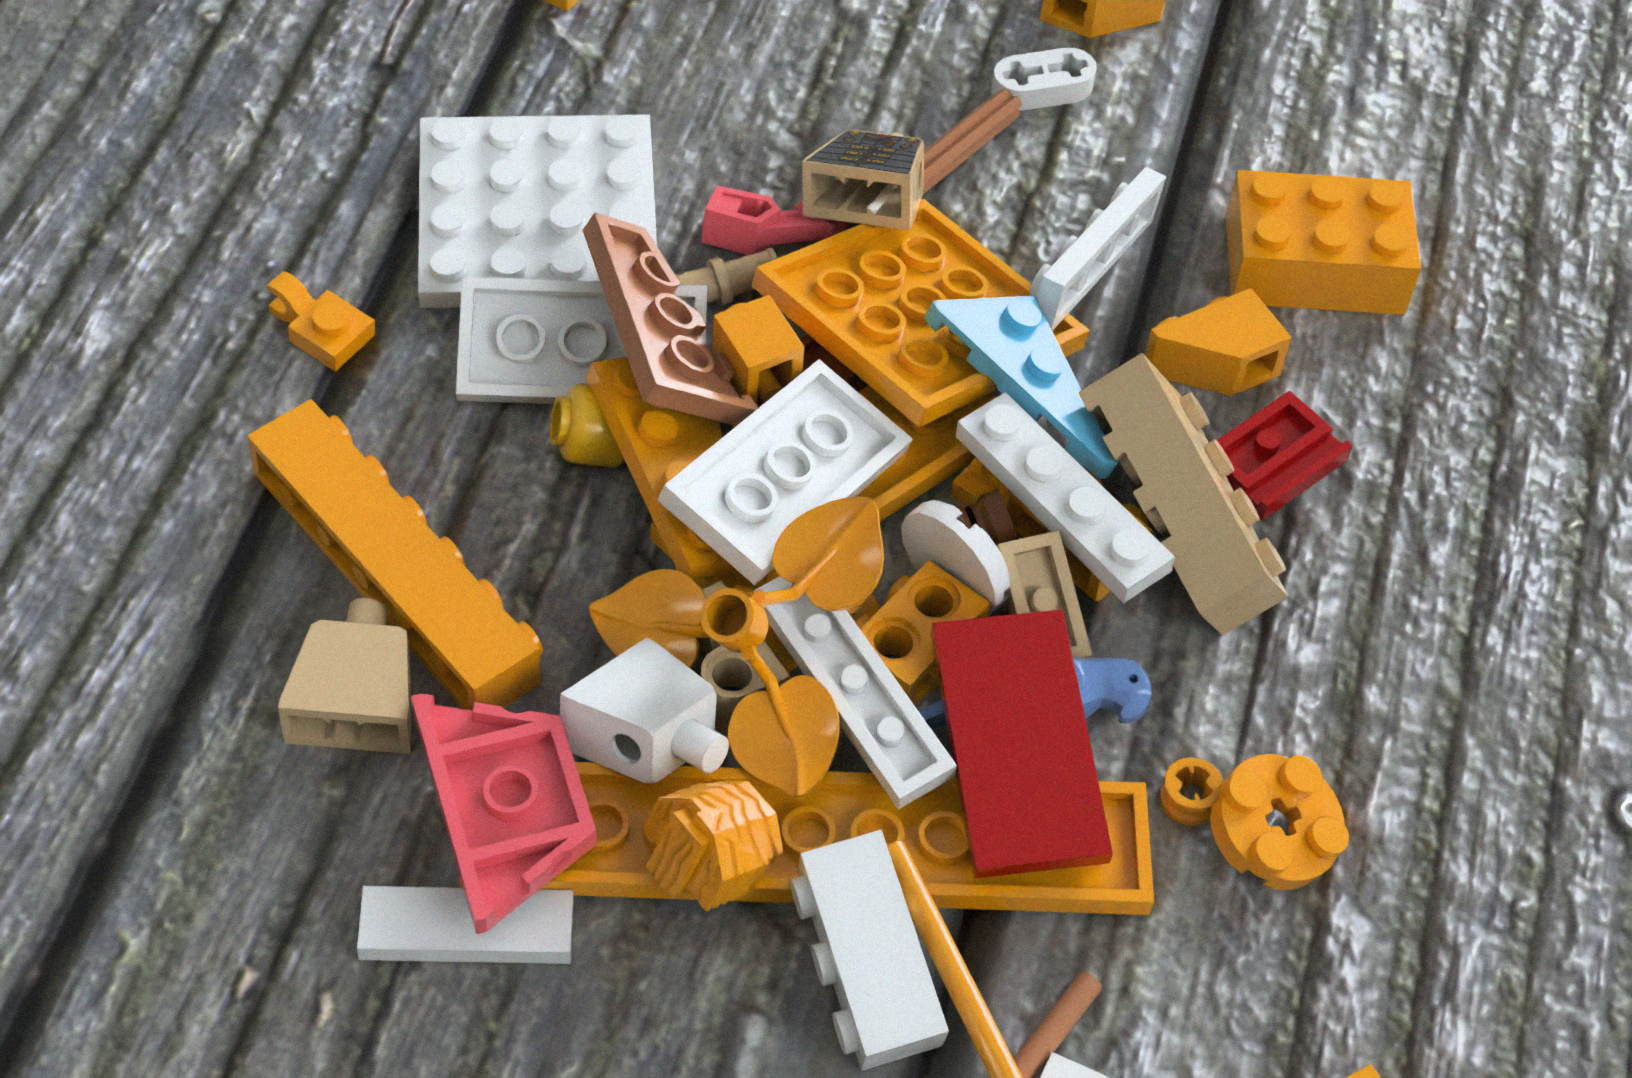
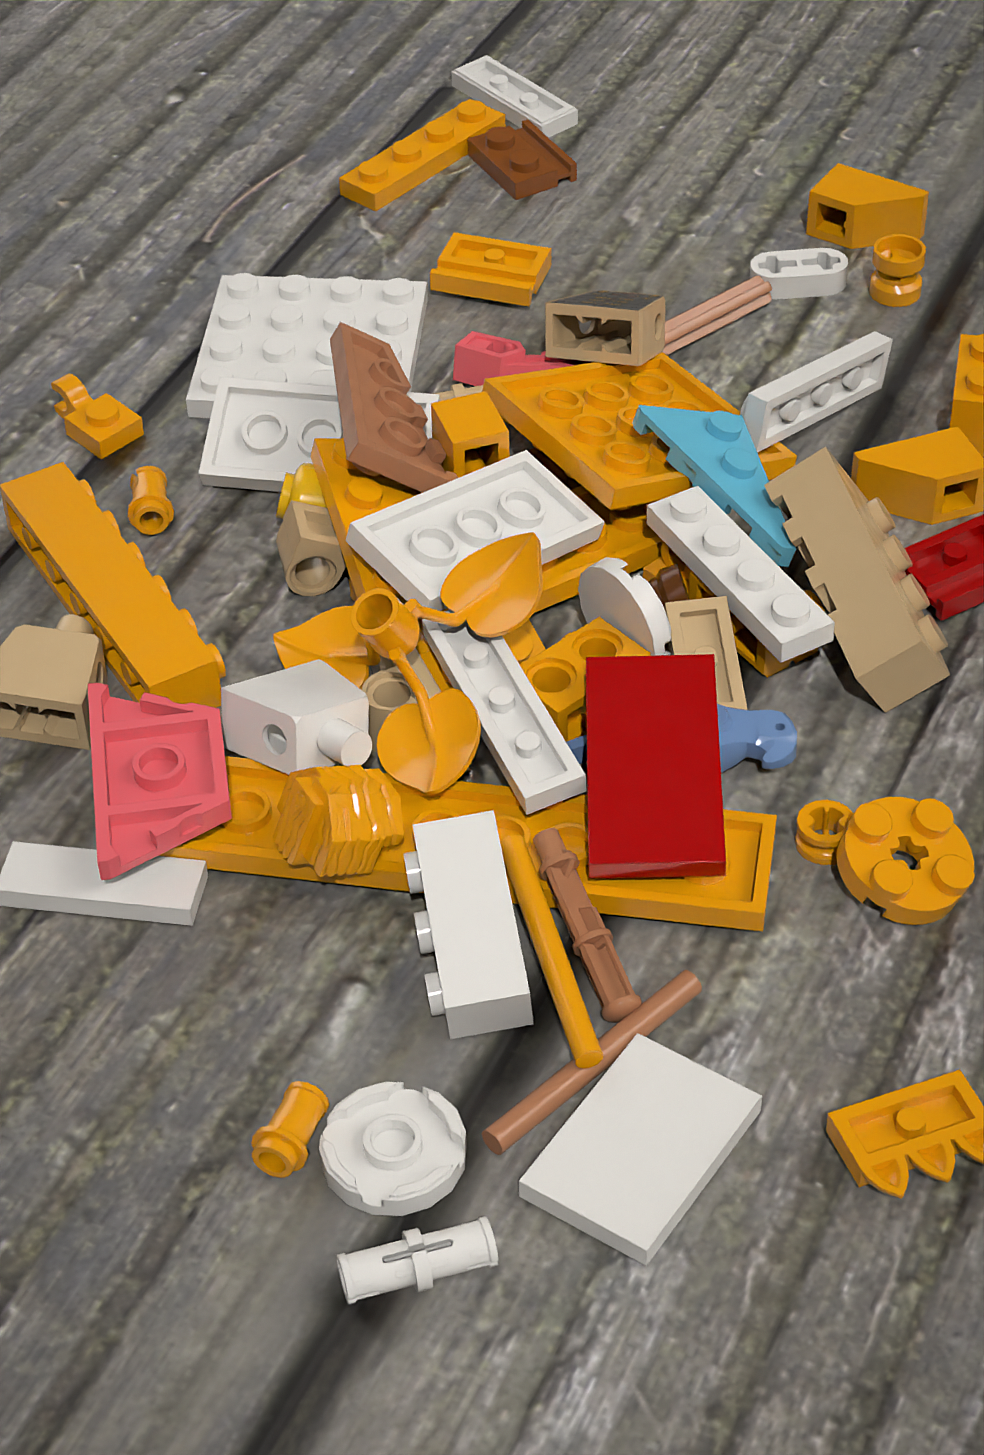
camera: 15 degrees right, 10 degrees down
(411, 441) = (150, 508): none -> light orange pin
(601, 488) = (309, 549): none -> tan plate
(716, 93) = (491, 269): none -> light orange plate
(982, 938) = (586, 927): none -> nougat piece
(1149, 74) = (897, 270): none -> light orange wheel

